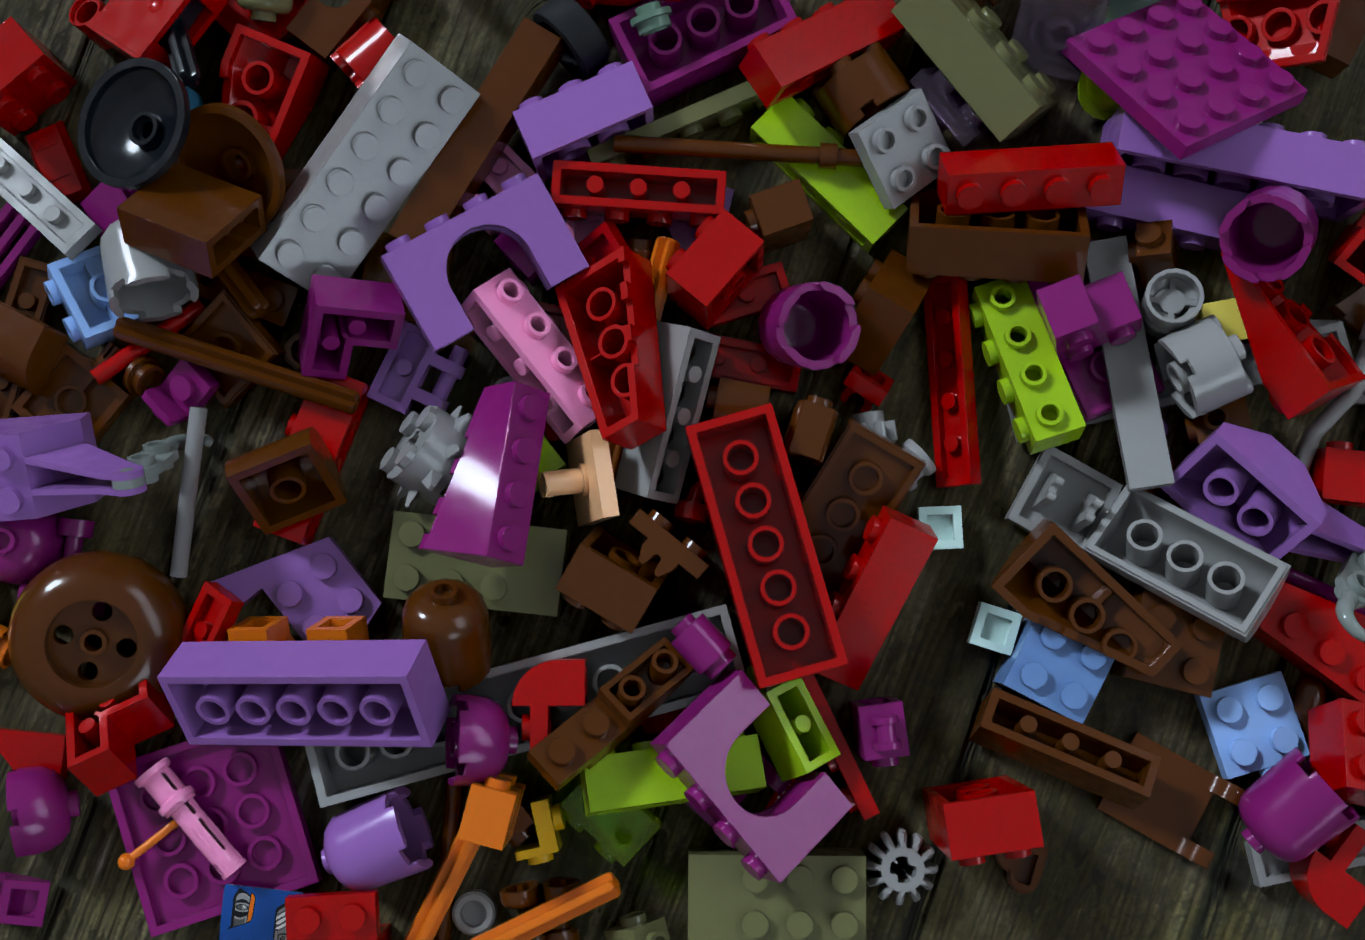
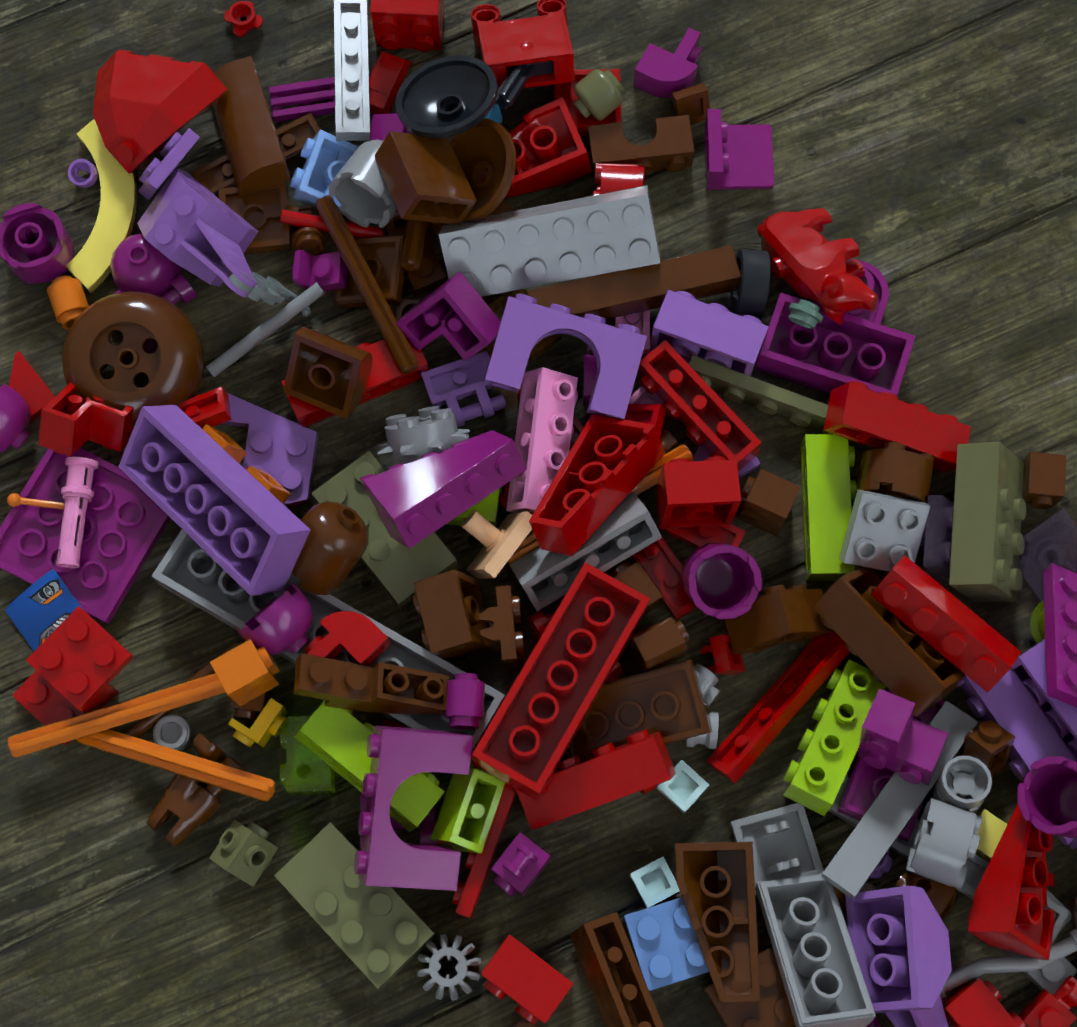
camera: 45 degrees right, 10 degrees down
(377, 841) = (162, 631): medium lavender cylinder -> none
(826, 155) = (832, 492): reddish brown bar -> none

